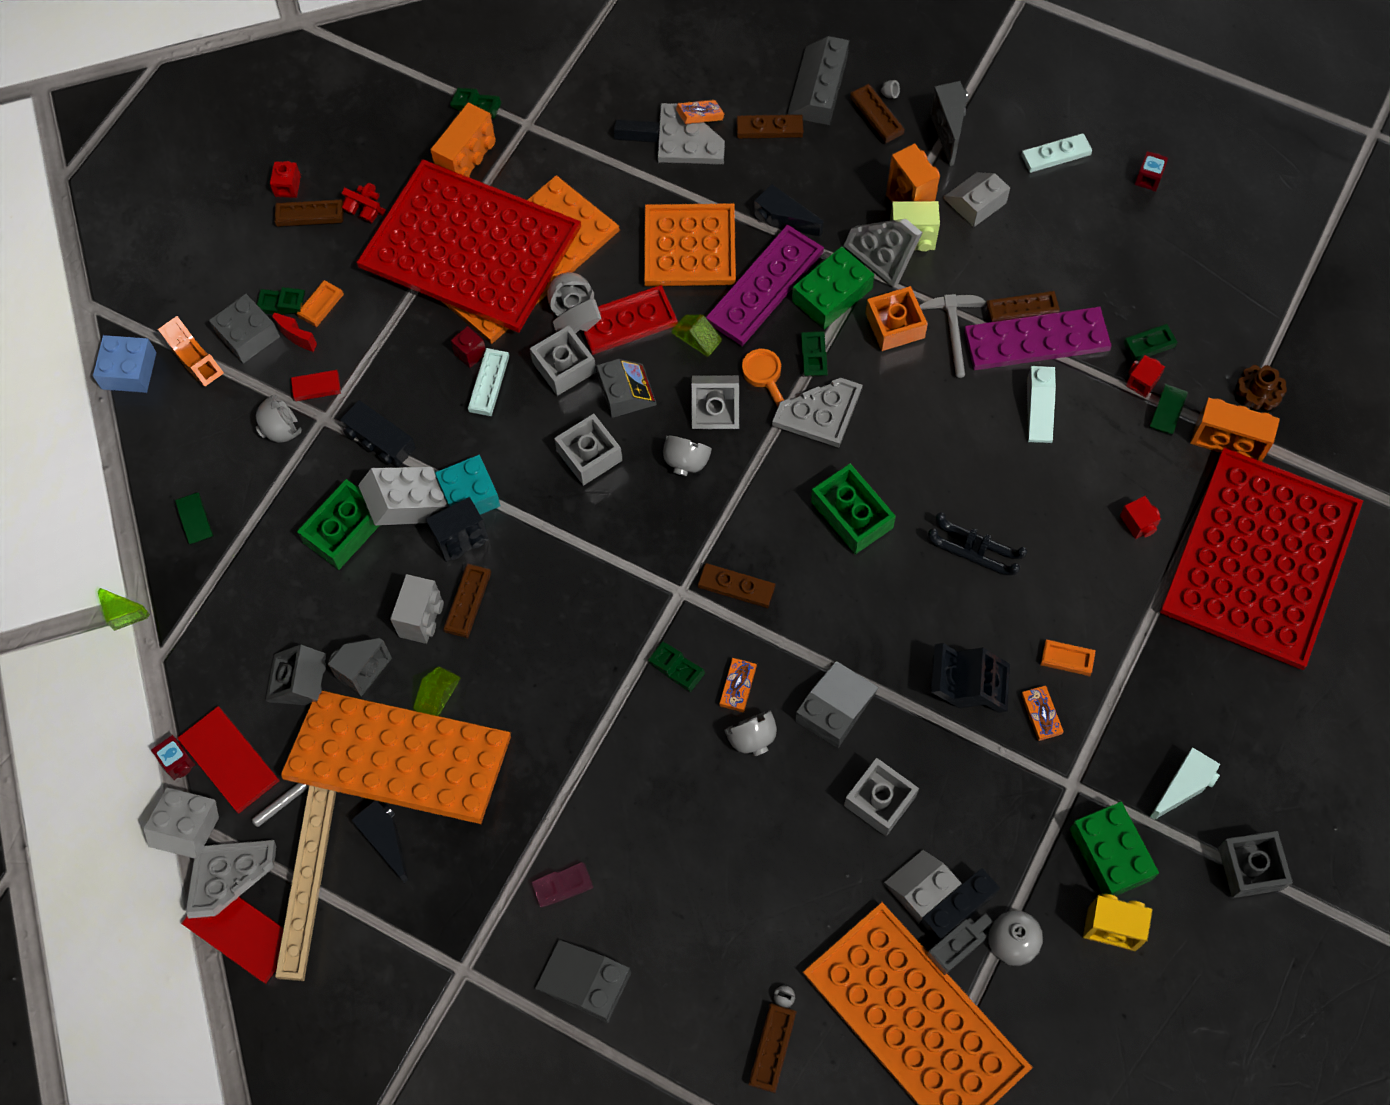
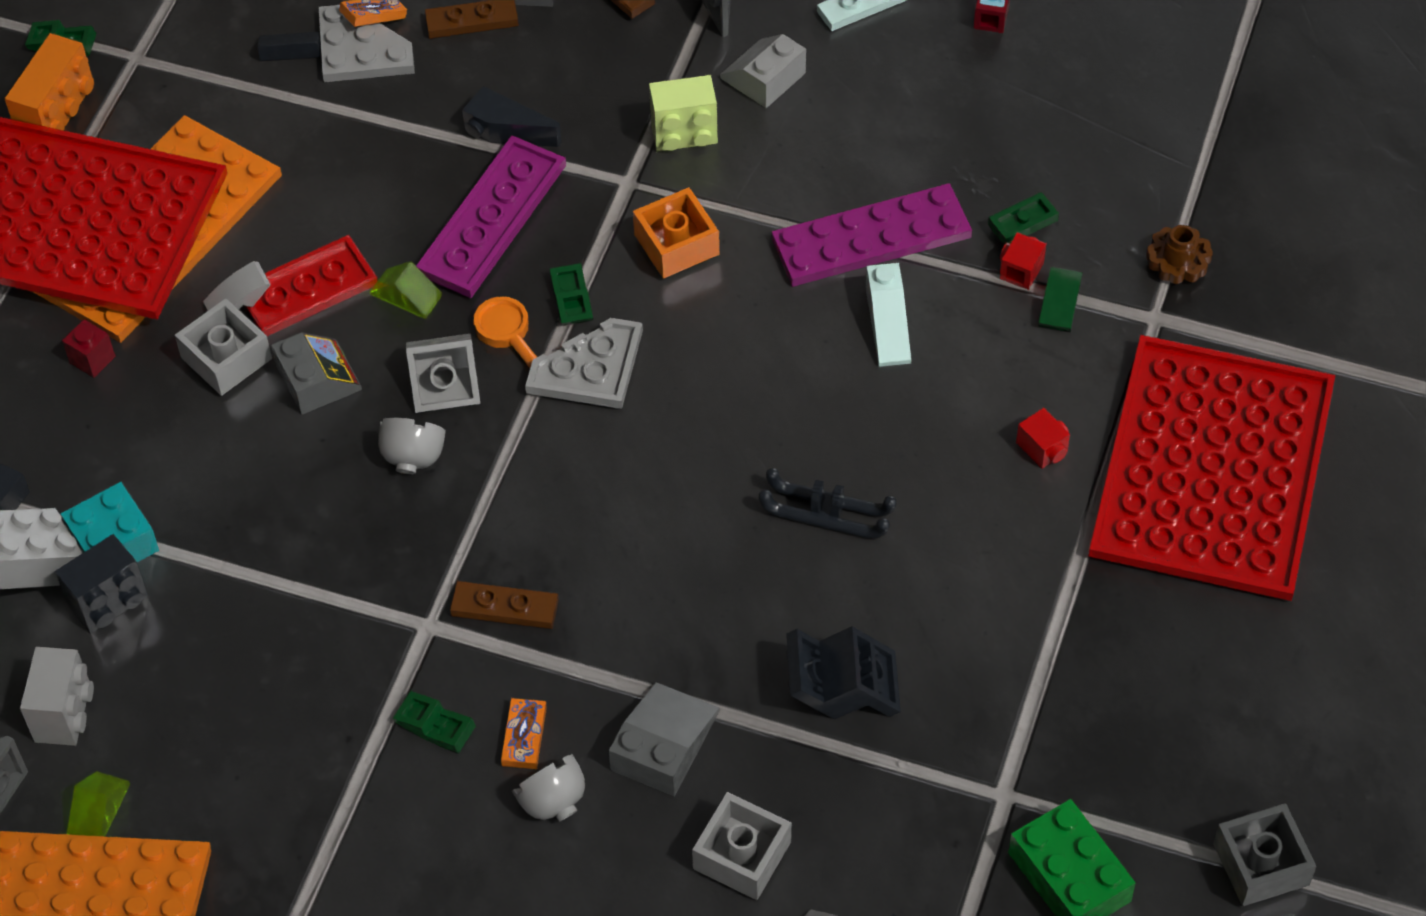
camera: 10 degrees left, 10 degrees down
(467, 601) = (127, 678): reddish brown plate -> none
(488, 382) = (122, 390): light aqua plate -> none
(568, 291) = (219, 257): light grey cylinder -> none
(588, 449) = (273, 455): light grey brick -> none
(690, 244) = (381, 179): orange plate -> none
(832, 287) = (584, 206): green brick -> none
(853, 508) = (650, 480): green brick -> none
(885, 246) = (648, 144): light grey plate -> none
(912, 176) = (670, 47): orange brick -> none
(950, 303) = (749, 207): light grey piece -> none
(1022, 306) = (845, 196): reddish brown plate -> none
(1042, 713) = (948, 707): tile -> none
(1068, 657) = (973, 631): orange tile -> none
(1190, 780) = (1159, 765): light aqua slope -> none
(1234, 428) = (1150, 307): orange brick -> none

